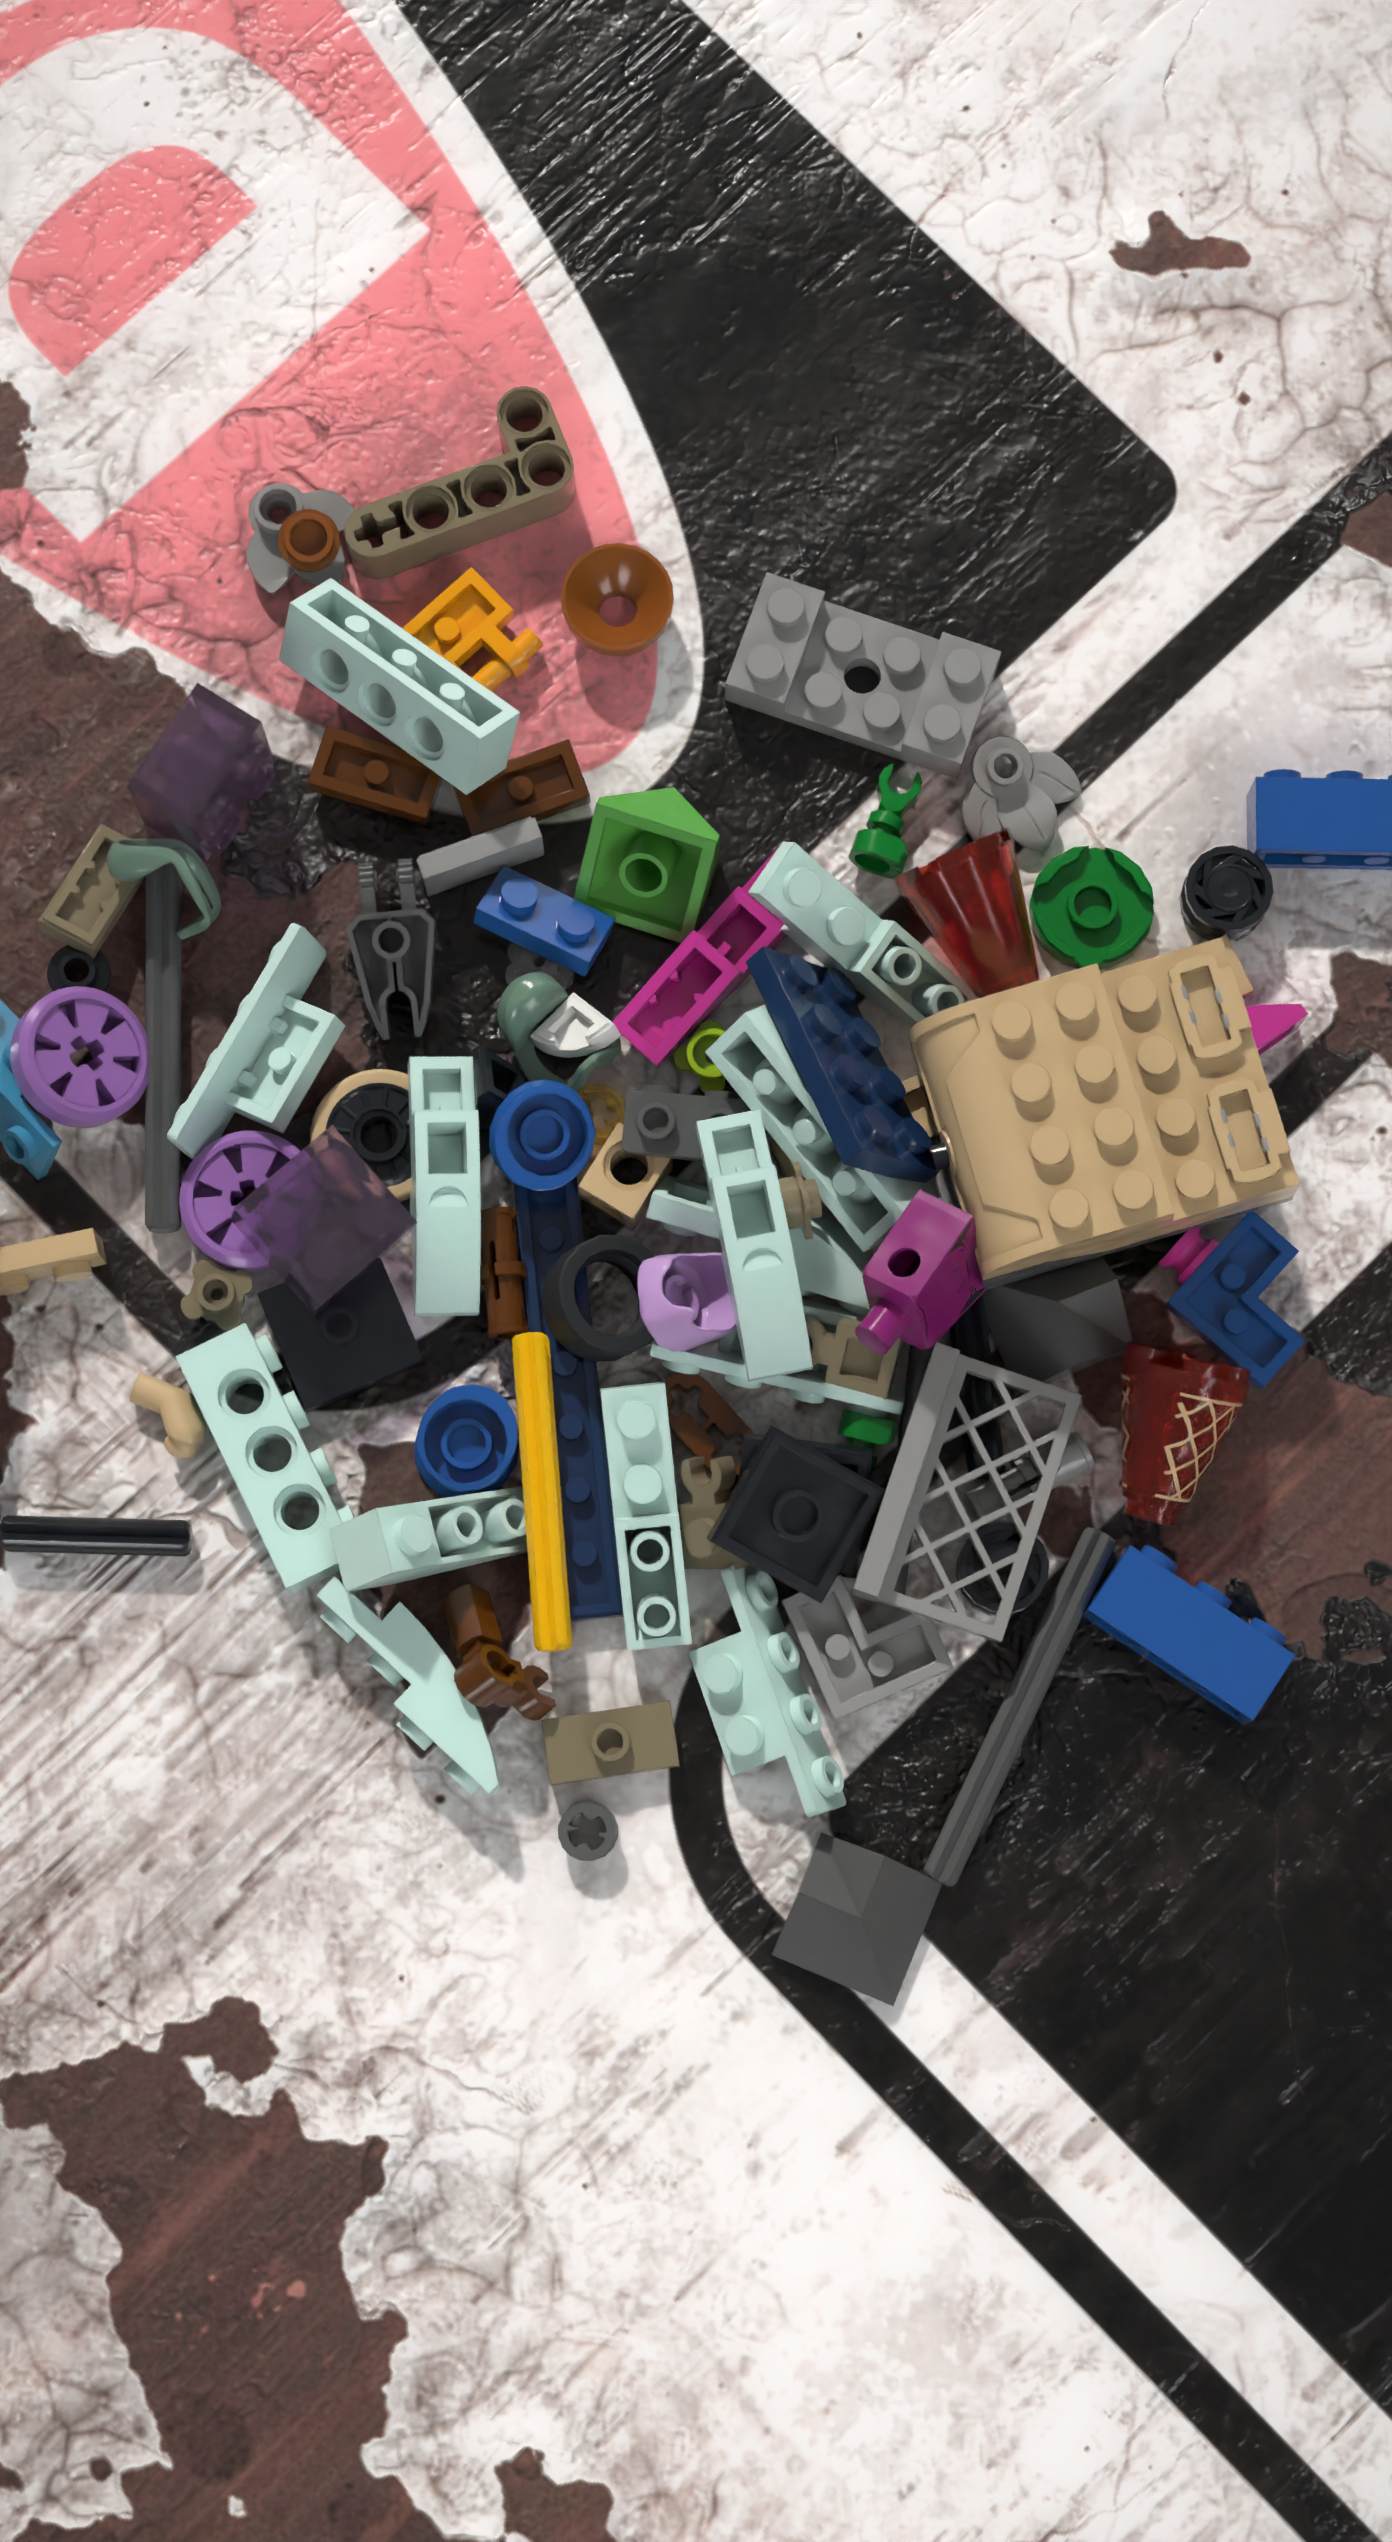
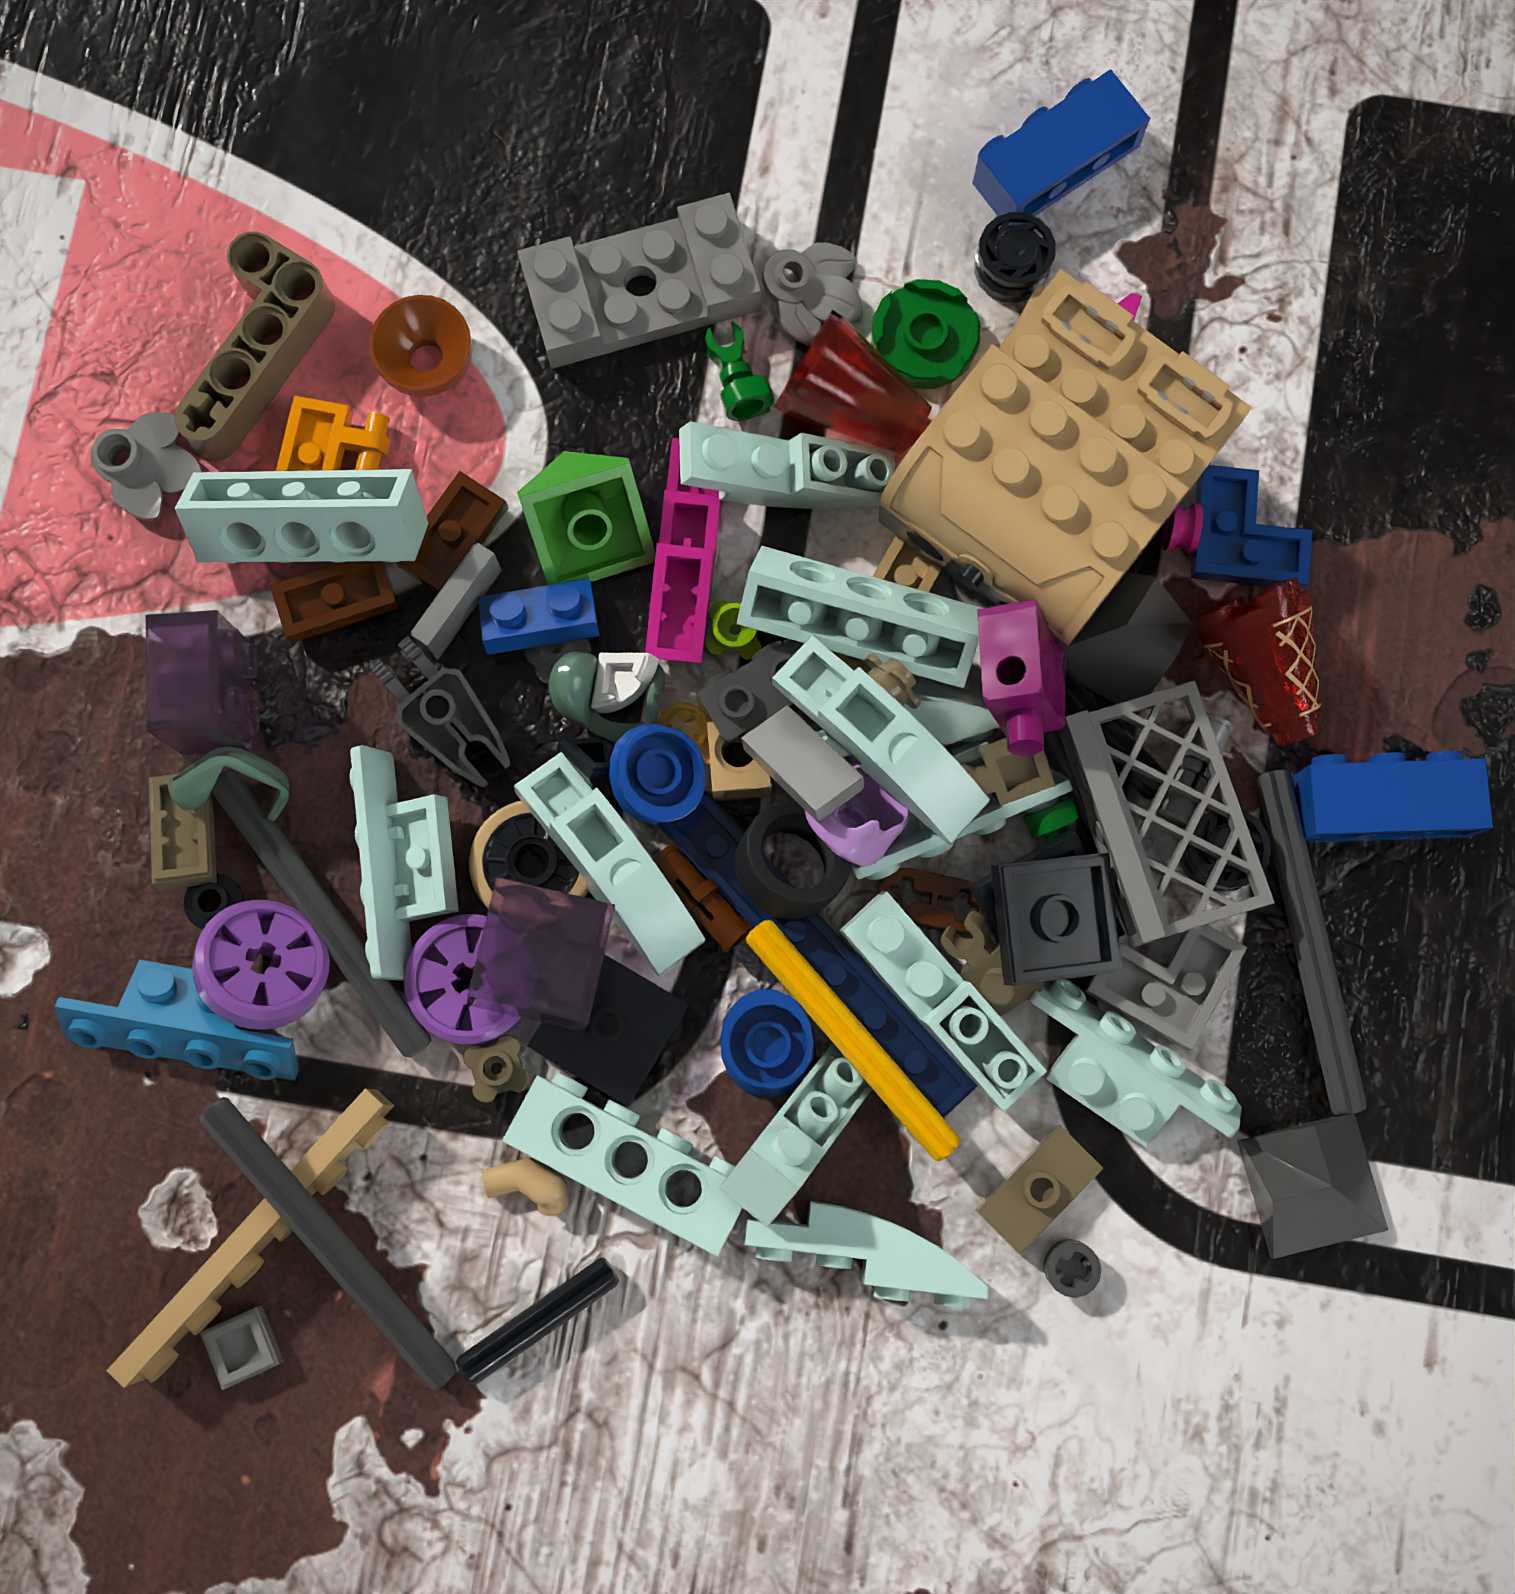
camera: 35 degrees left, 0 degrees up
(309, 540) = (156, 458): dark orange plate -> none
(486, 1670) = (916, 1205): reddish brown bar -> none
(671, 1216) = (803, 763): none -> light grey tile
(843, 1066) = (842, 562): dark blue plate -> none

